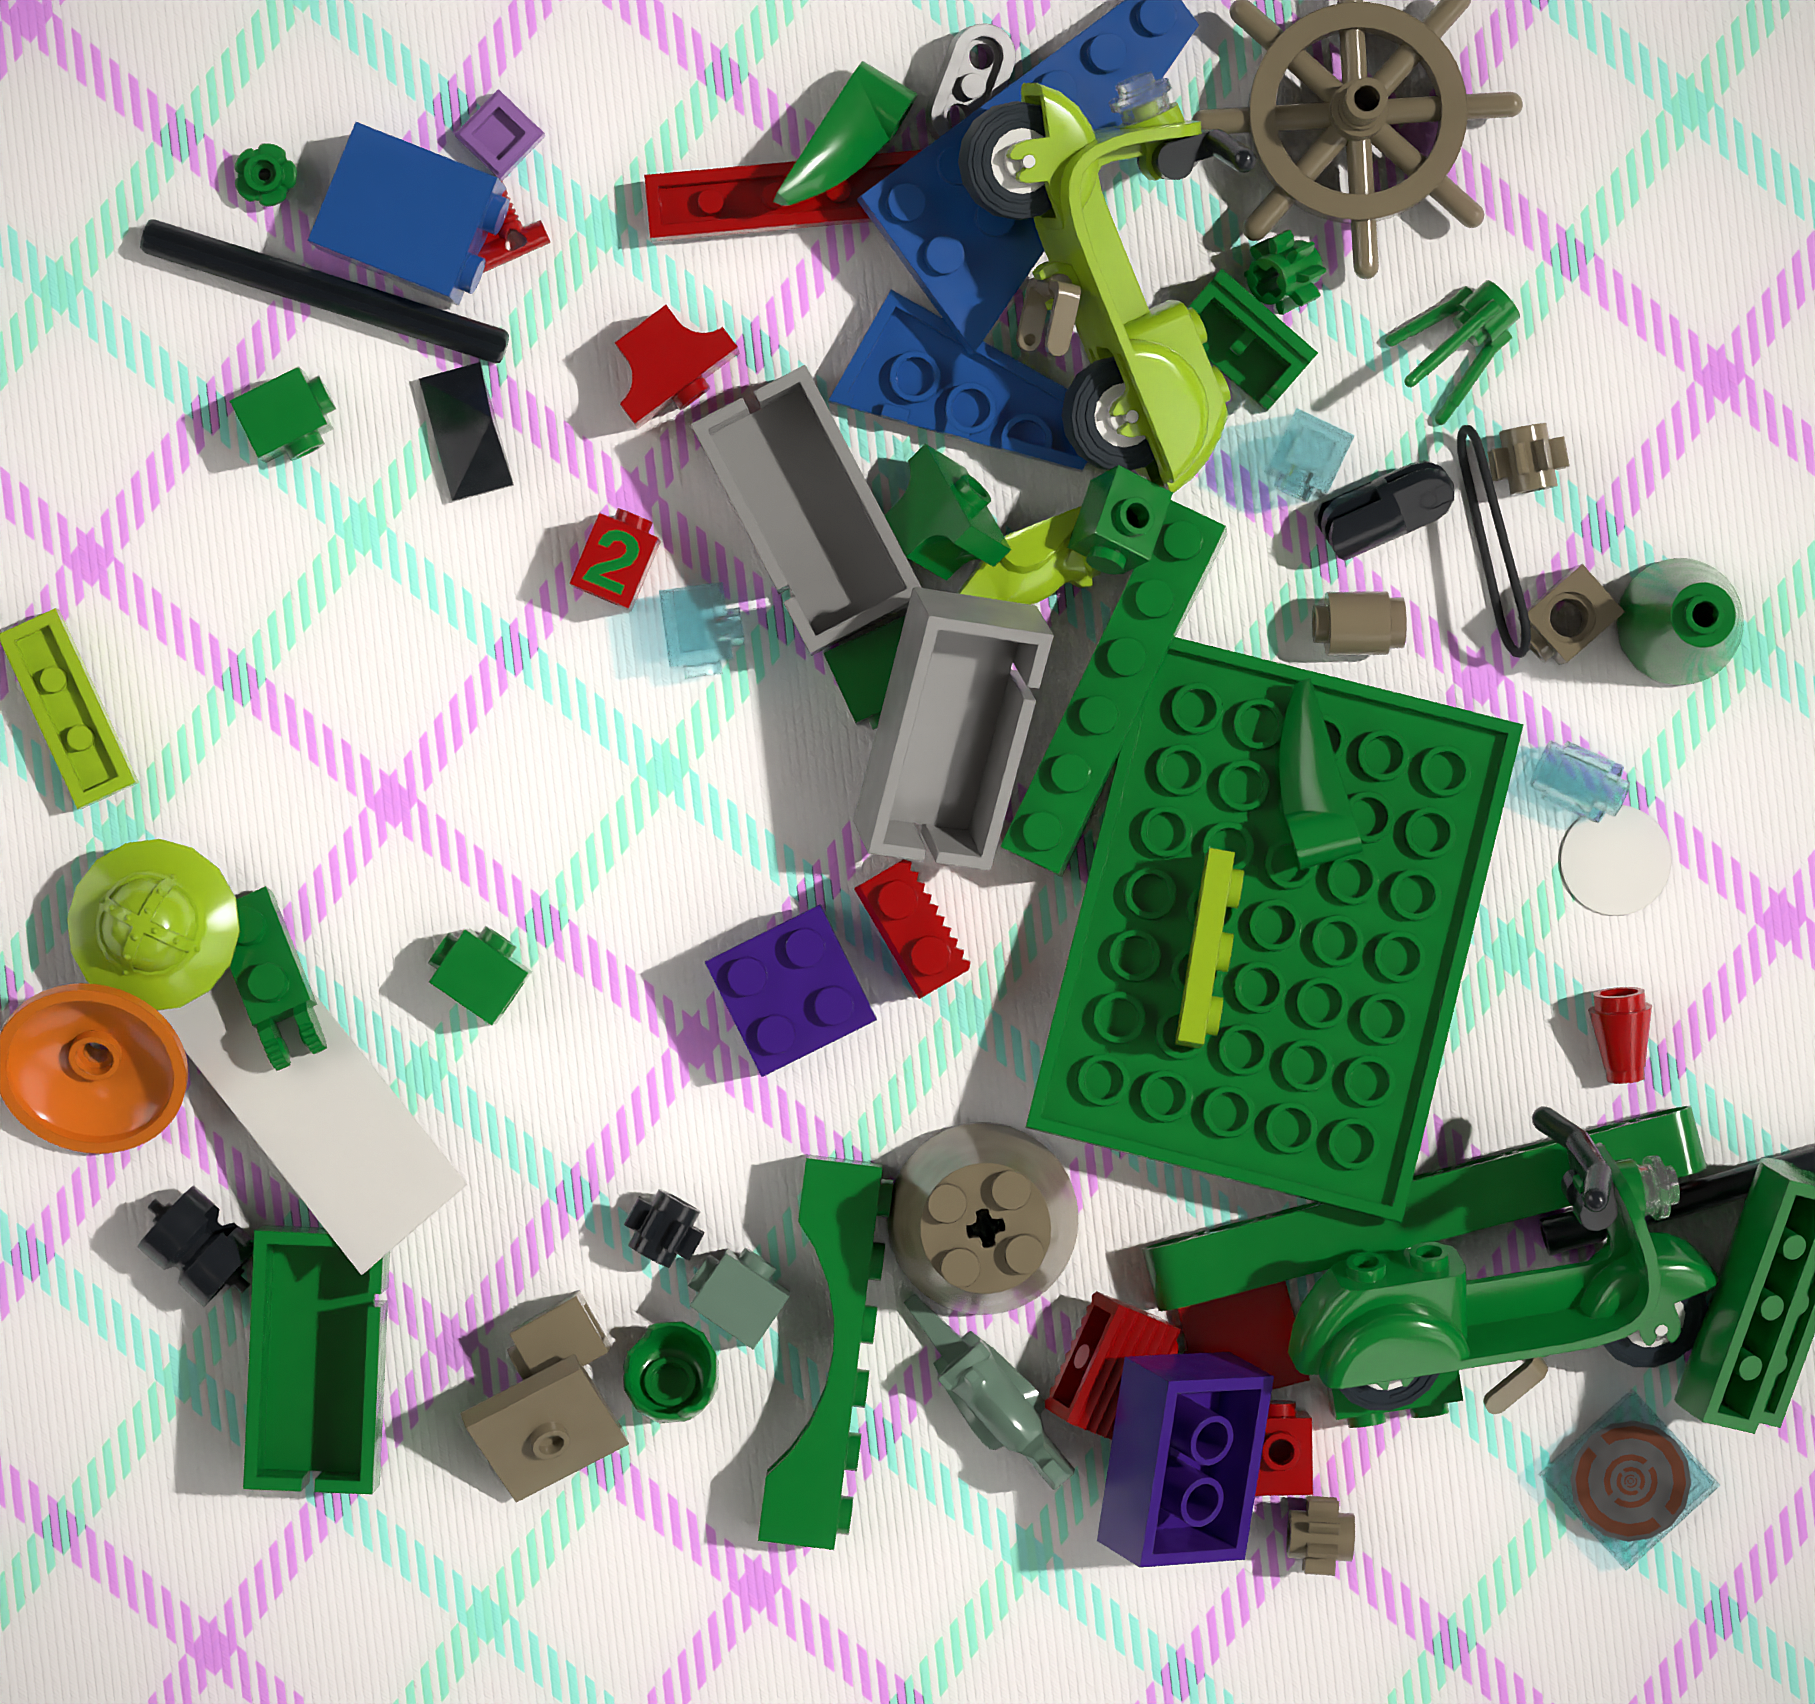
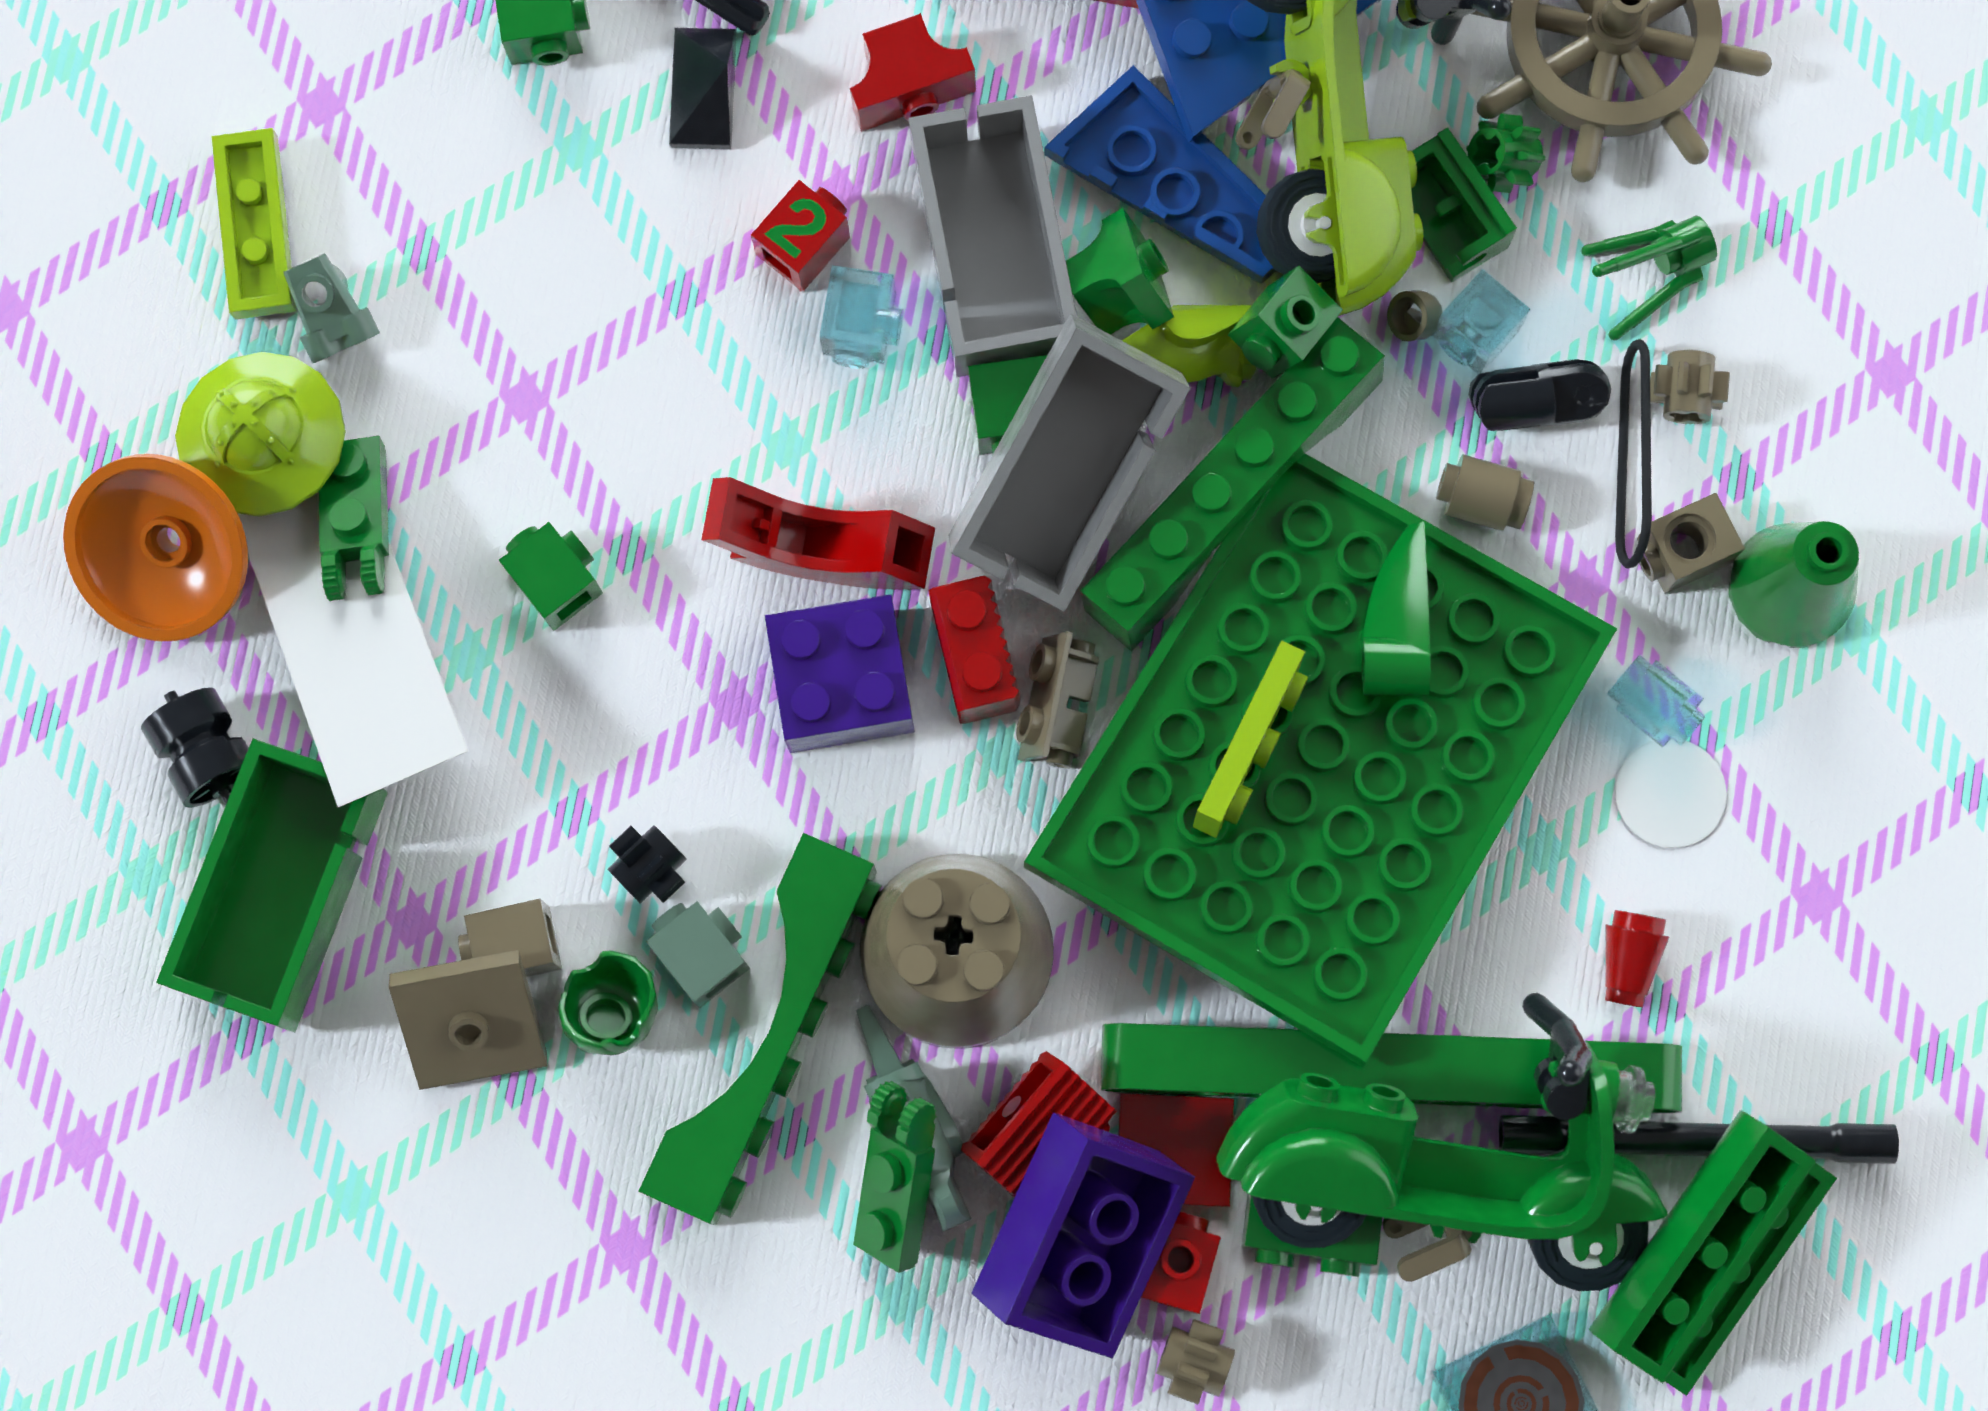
camera: 20 degrees right, 10 degrees down
(178, 787) = (338, 320): none -> sand green plate
(731, 865) = (818, 543): none -> red arch
(994, 1456) = (896, 1177): none -> green hinge
(1003, 979) = (1059, 671): none -> dark tan hinge
(1241, 463) = (1410, 323): none -> dark tan hinge

